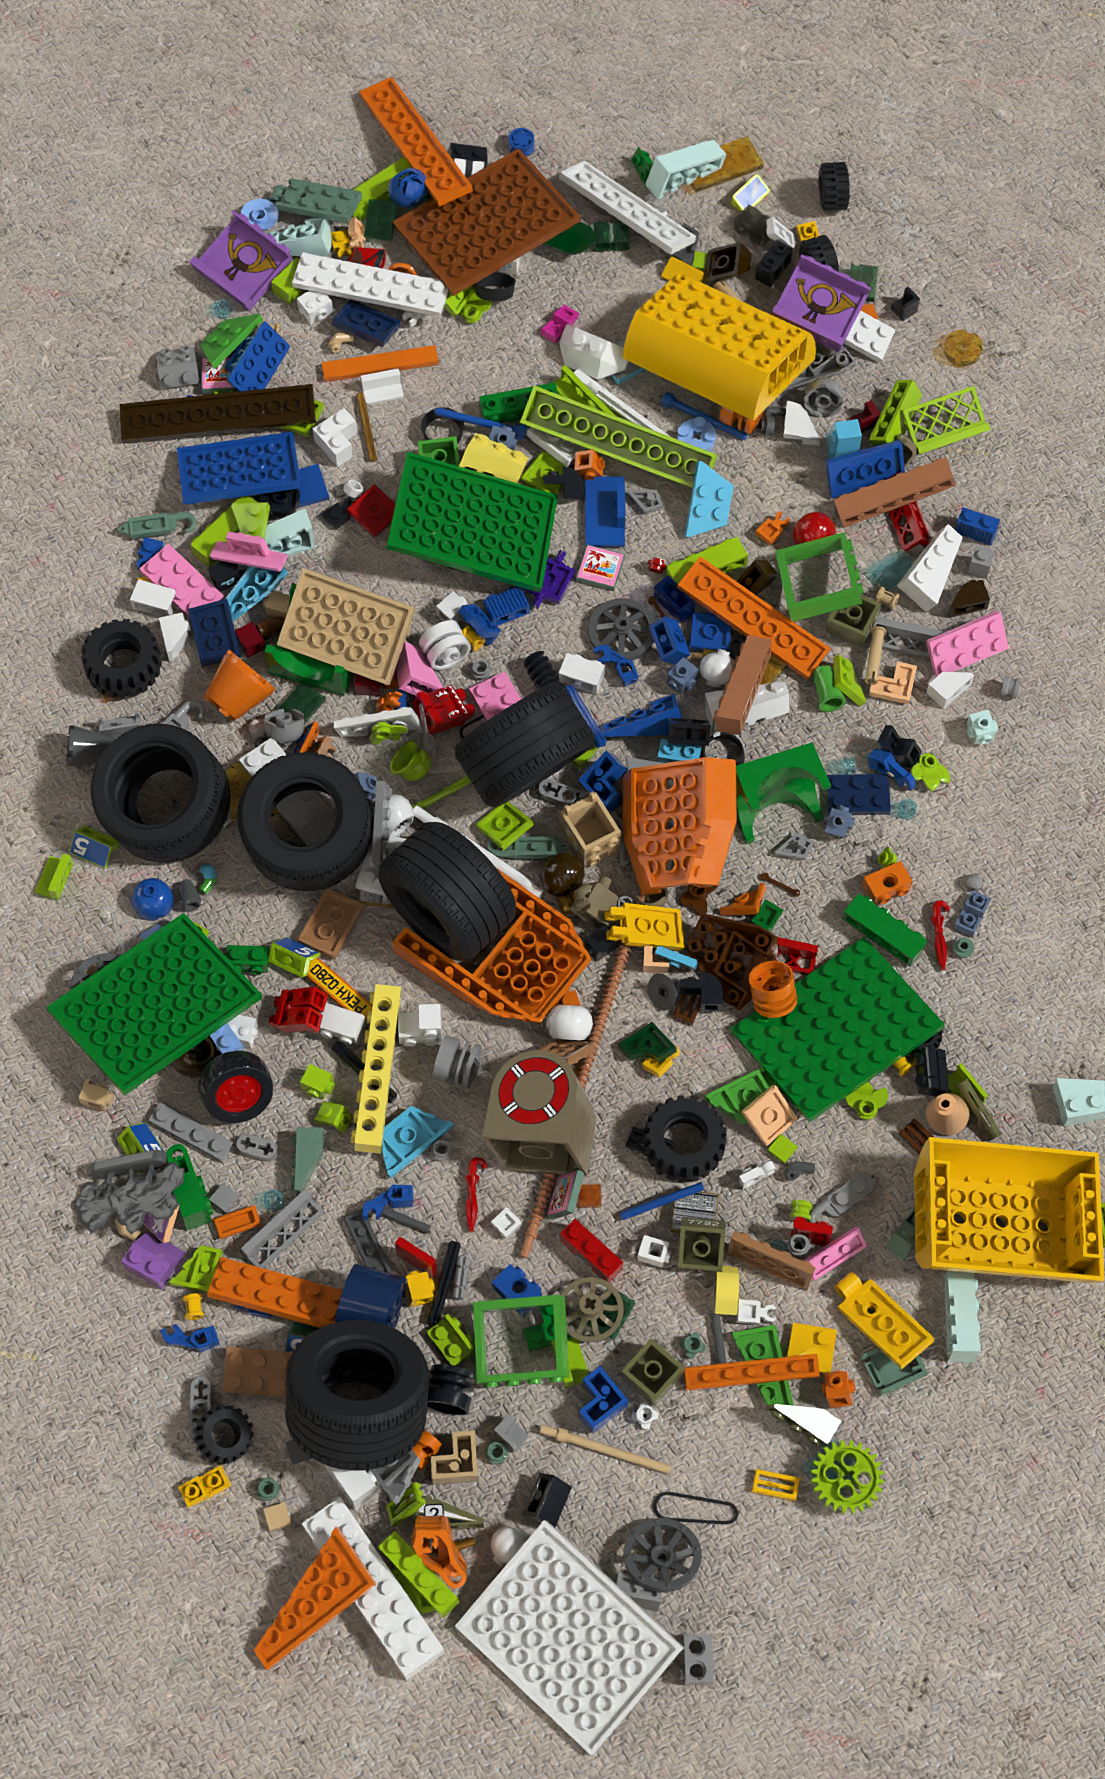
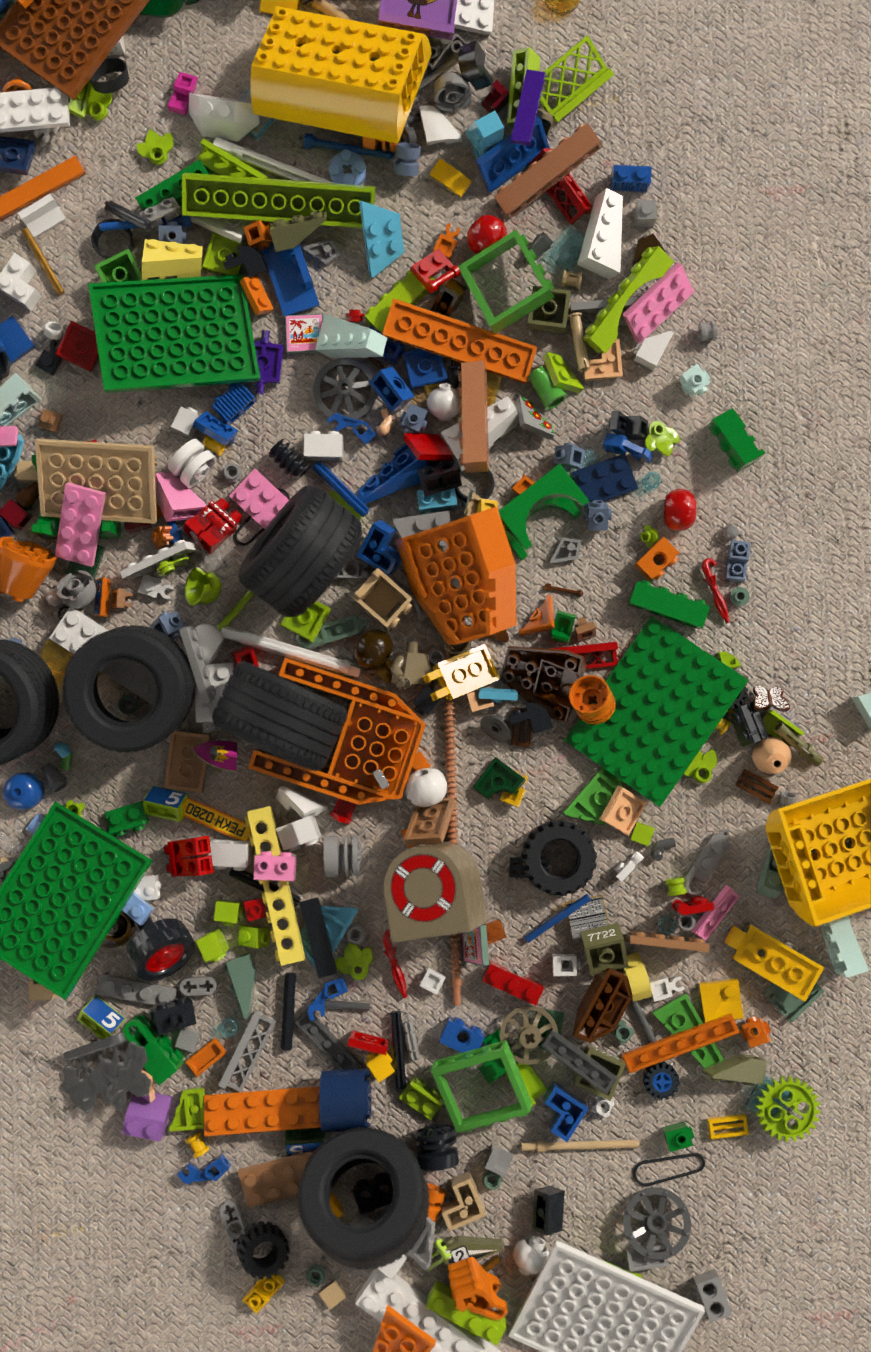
camera: 15 degrees left, 20 degrees up
(221, 1162) = (173, 1015): none -> black brick
(289, 1105) = (213, 945): none -> lime brick
(312, 662) = (80, 524): none -> bright pink plate
(318, 565) = (50, 421): none -> medium nougat tile
(341, 1204) = (288, 1011): none -> black axle
(347, 1085) = (255, 909): none -> red bracket
(360, 749) = (153, 587): none -> white plate
(365, 924) = (218, 754): none -> dark pink shield
(385, 1042) = (275, 867): none -> bright pink brick
(402, 1136) = (318, 937): none -> black tile
(425, 991) = (299, 802): none -> white slope
(431, 1175) = (354, 958): none -> lime plate
(467, 409) = (128, 215): none -> black axle
(475, 1023) = (343, 811): none -> red tile
(508, 415) = (167, 208): none -> light grey hinge
(516, 360) = (156, 145): none -> lime plate
(526, 993) = (381, 779): none -> light grey tile
(565, 517) = (256, 295): none -> orange plate
(620, 469) = (292, 232): none -> olive slope
(635, 1347) = (579, 1062): none -> dark grey tile
(642, 580) = (348, 340): none -> light aqua wedge
(653, 673) = (387, 424): none -> light nougat arm
(682, 1302) = (602, 1005): none -> reddish brown wedge
(687, 702) = (428, 446): none -> red tile
(717, 1473) = (678, 1136): none -> green brick
(719, 1400) = (661, 1088): none -> black wheel
(749, 542) = (431, 266): none -> red plate
(758, 442) = (407, 159): none -> sand blue wheel
(789, 927) = (584, 629): none -> medium nougat tile
(796, 472) = (450, 177): none -> yellow slope
(802, 711) = (532, 419): none -> light grey tile
(830, 756) = (569, 456): none -> sand blue brick
(850, 380) = (472, 67): none -> black brick
(866, 558) = (541, 244): none -> dark grey cone
(892, 429) = (528, 107): none -> dark purple tile
(903, 650) = (605, 328): none -> lime arch
(926, 842) = (679, 510): none -> red piece
(935, 1007) = (728, 659): none -> lime tile
(958, 1054) = (770, 698): none -> animal
(1006, 796) = (735, 440): none -> green wedge

